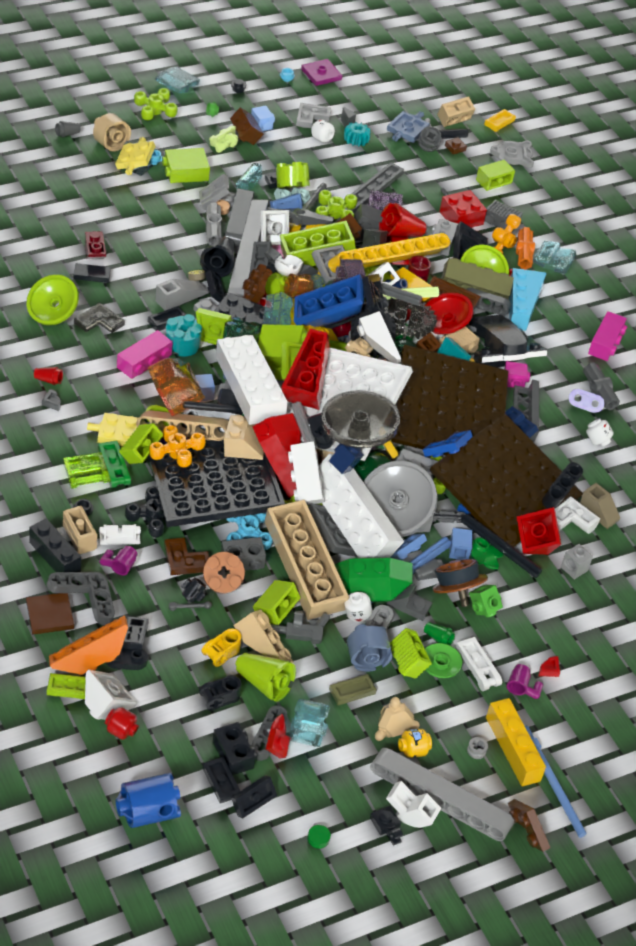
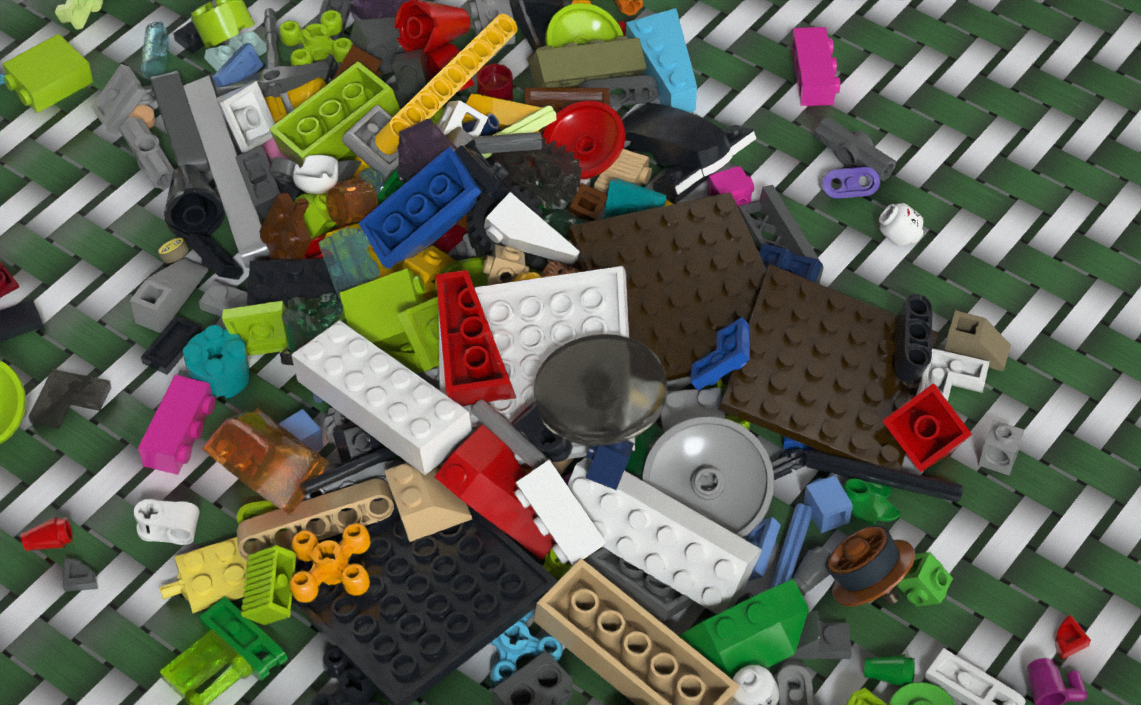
camera: 20 degrees left, 5 degrees up
(112, 395) = (170, 522): none -> white piece

